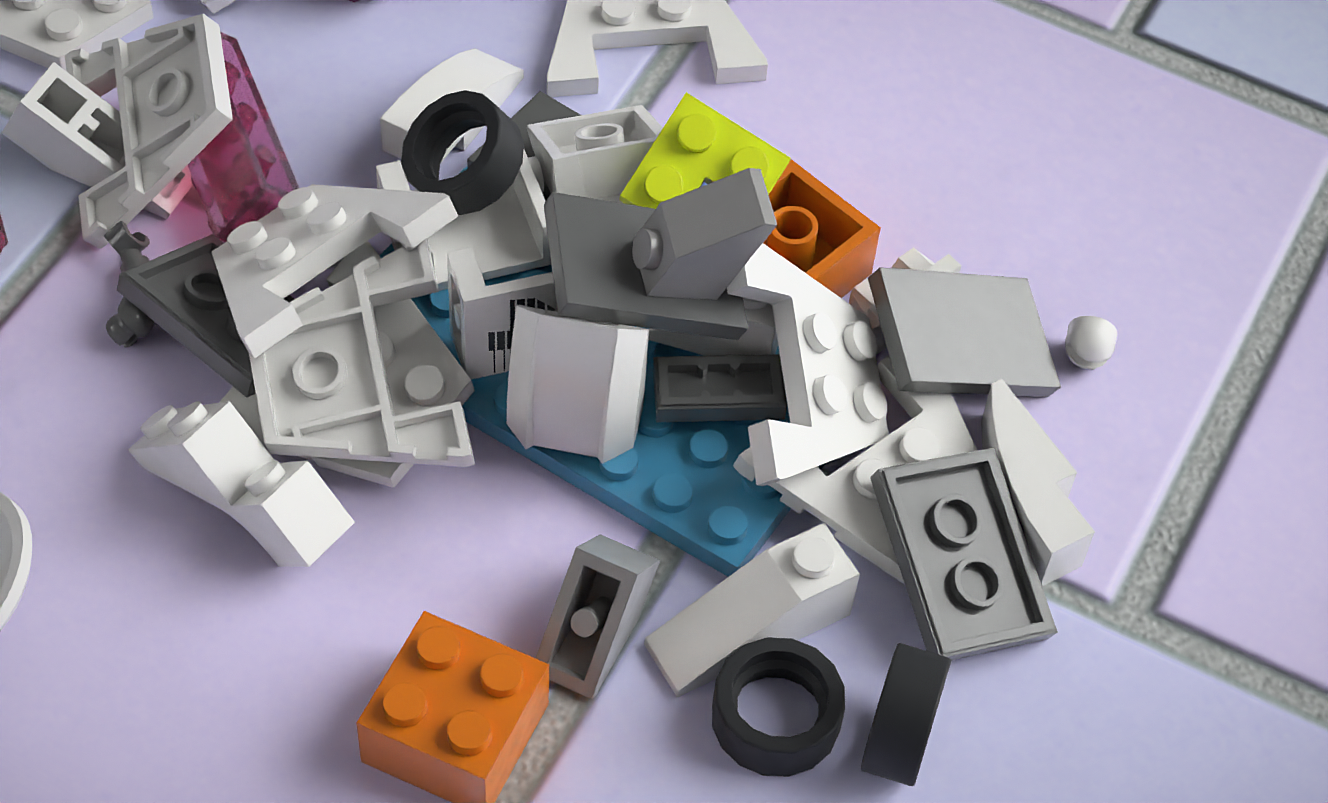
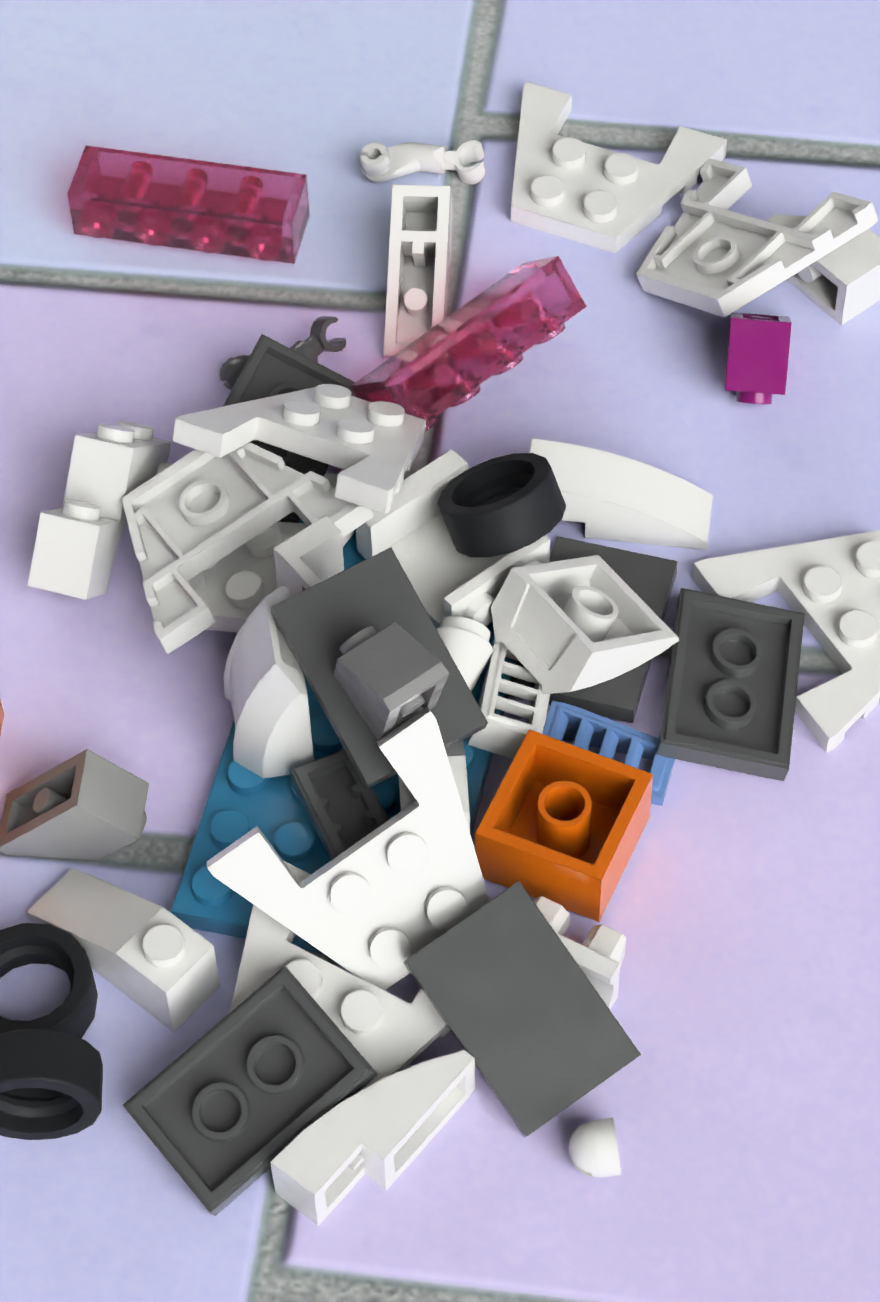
camera: 75 degrees right, 0 degrees up
(169, 107) = (448, 287): white wing -> none
(660, 77) = (731, 685): none -> dark grey tile
(696, 149) = (584, 680): neon yellow plate -> none

